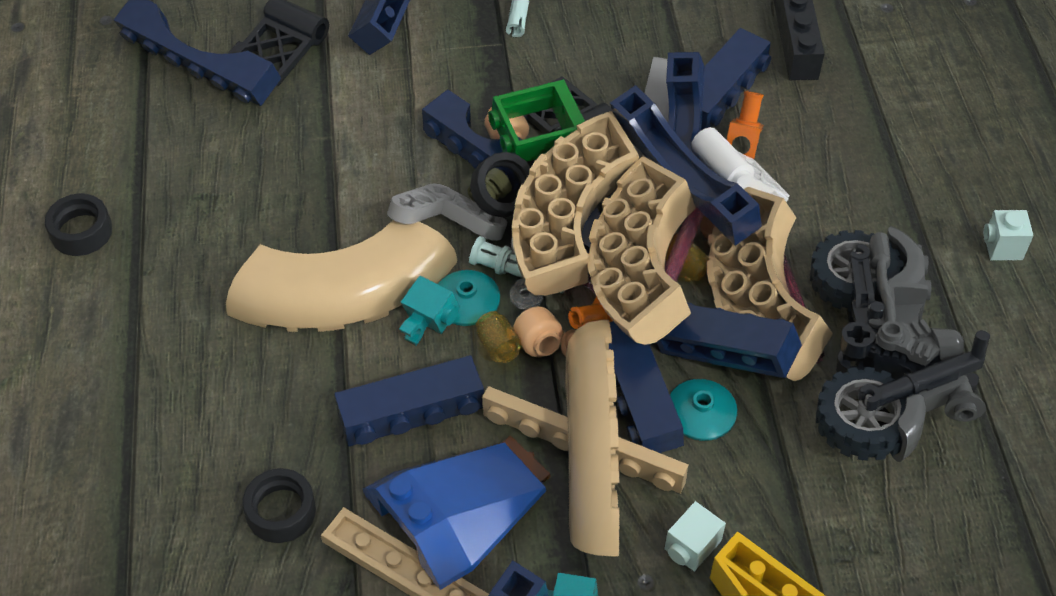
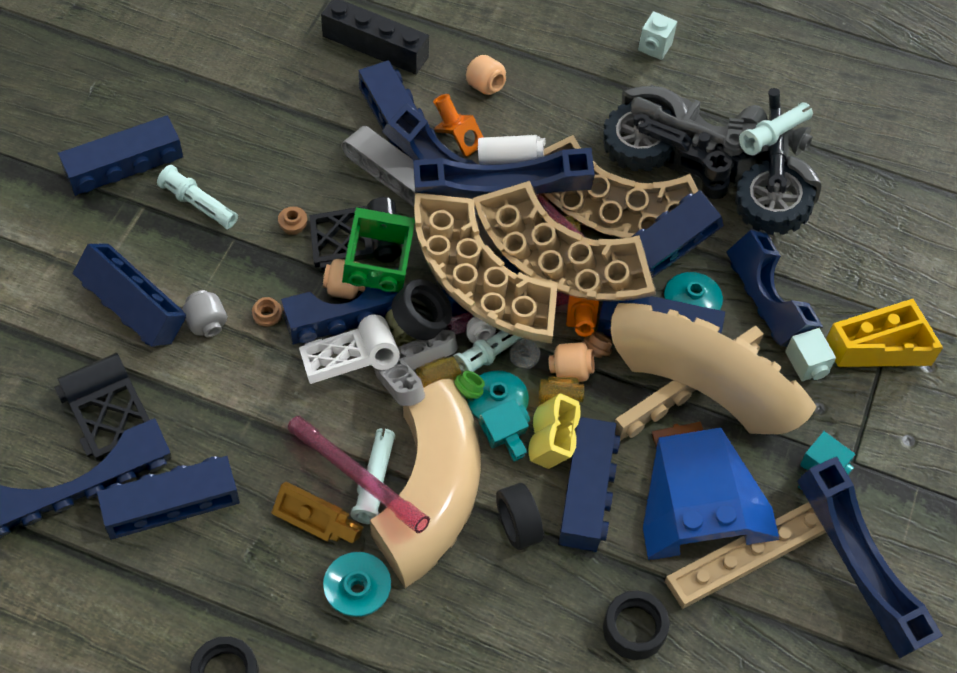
camera: 65 degrees left, 5 degrees up
(203, 262) = (352, 570): none -> teal dish
(217, 115) = (167, 497): none -> dark blue brick
(255, 213) = (315, 515): none -> pearl gold hinge
(275, 255) = (403, 509): none -> clear pink piece
(309, 241) = (367, 505): none -> light aqua pin
(333, 355) = (519, 516): none -> black tyre
(404, 53) = (204, 313): none -> light grey head
(435, 89) = (267, 305): none -> medium nougat plate
(435, 165) = (370, 343): none -> white piece
(436, 346) = (554, 431): none -> light yellow brick
(455, 261) = (470, 384): none -> bright green plate
(457, 233) = (438, 369): none -> clear yellow brick
(548, 68) = (292, 226): none -> medium nougat plate
(771, 441) = (755, 261): none -> dark blue arch
(827, 123) = (486, 74): none -> light nougat head
(922, 352) = (768, 131): none -> light aqua pin

